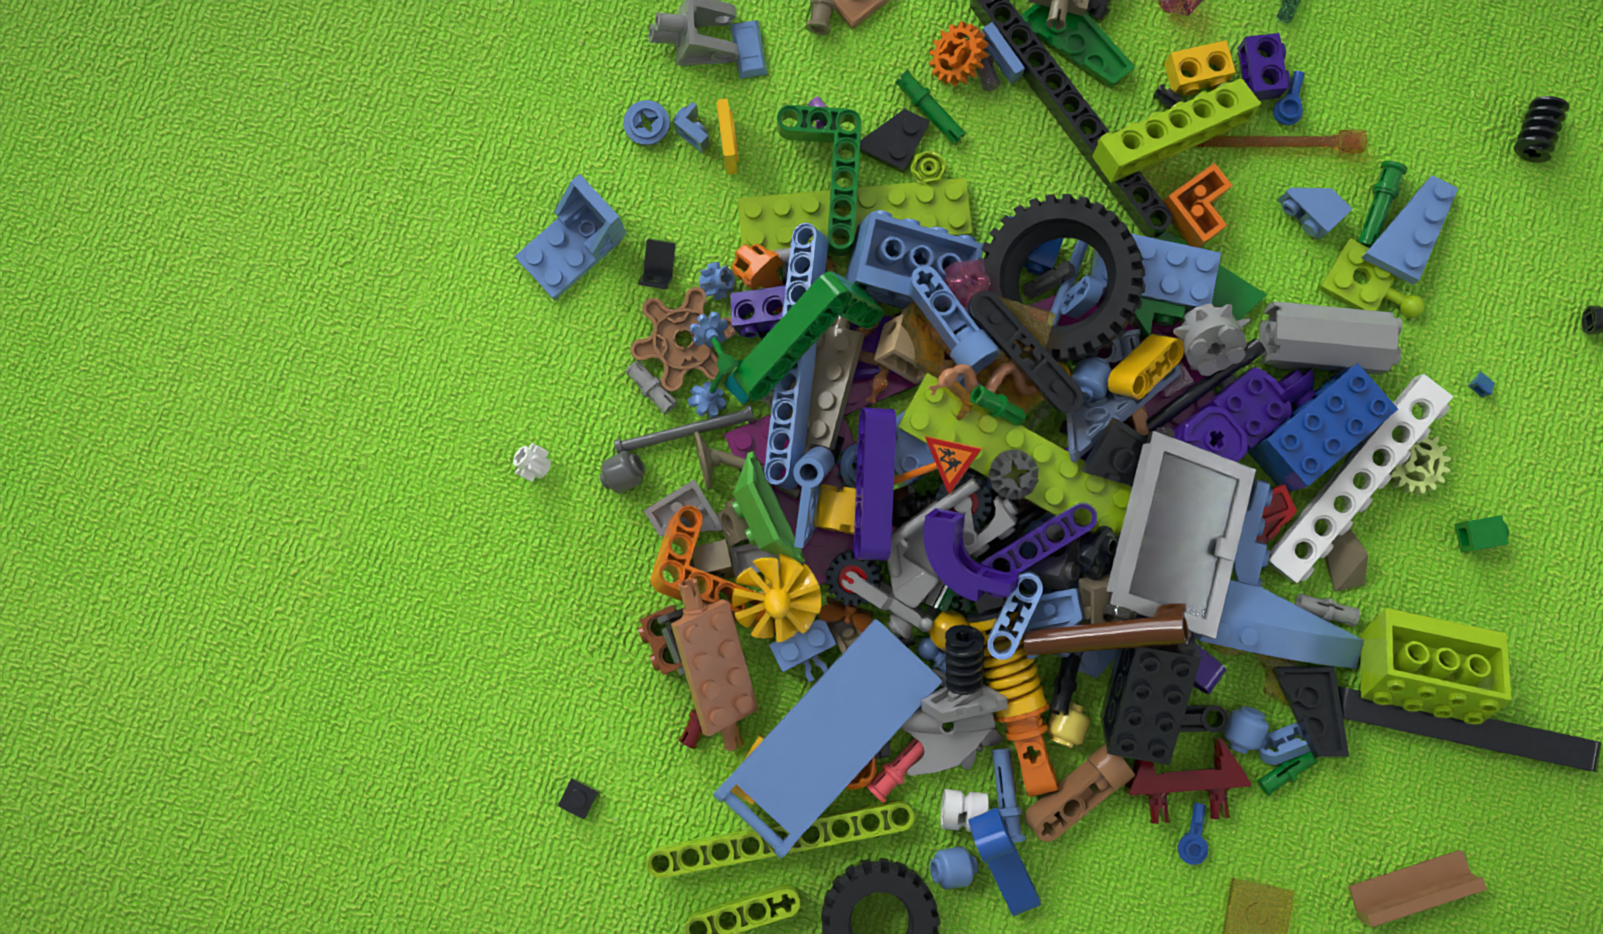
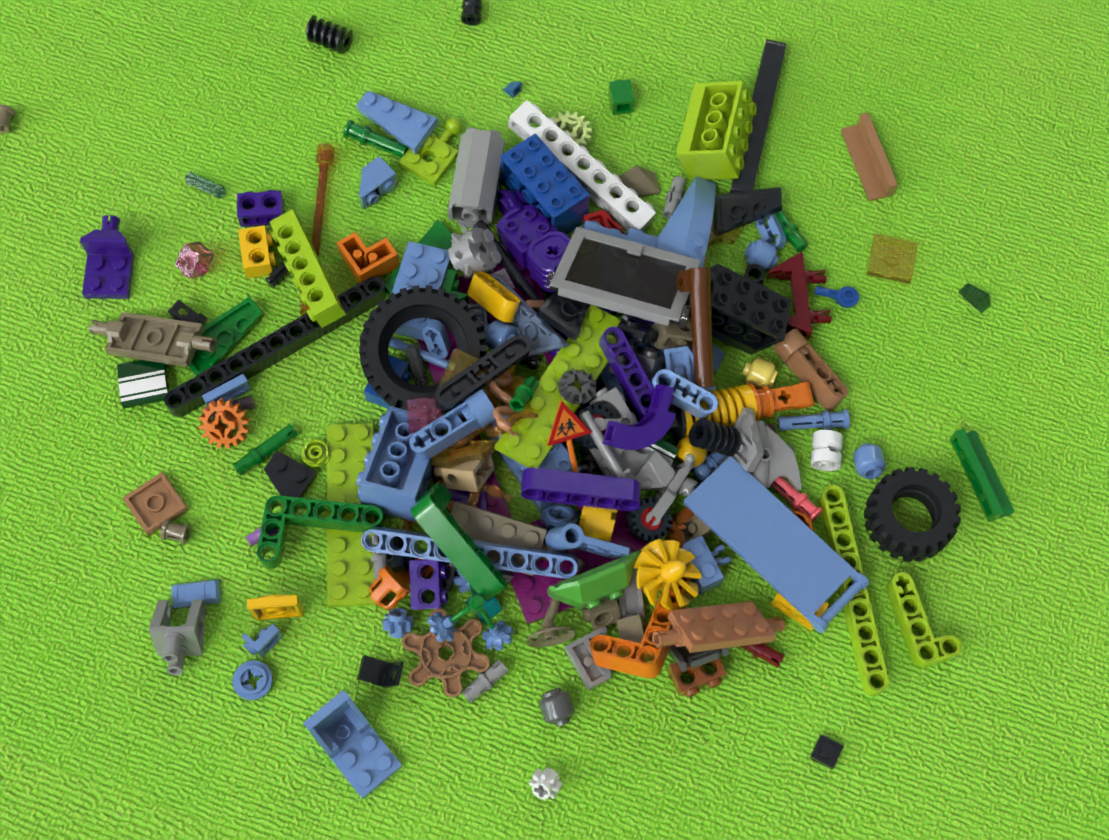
camera: 90 degrees left, 15 degrees down
(685, 430) = (523, 654): dark grey bar -> none
(1004, 861) = (861, 421): blue beam -> none
(1065, 685) = (732, 372): black pin -> none
(1289, 109) = (294, 194): blue plate -> none

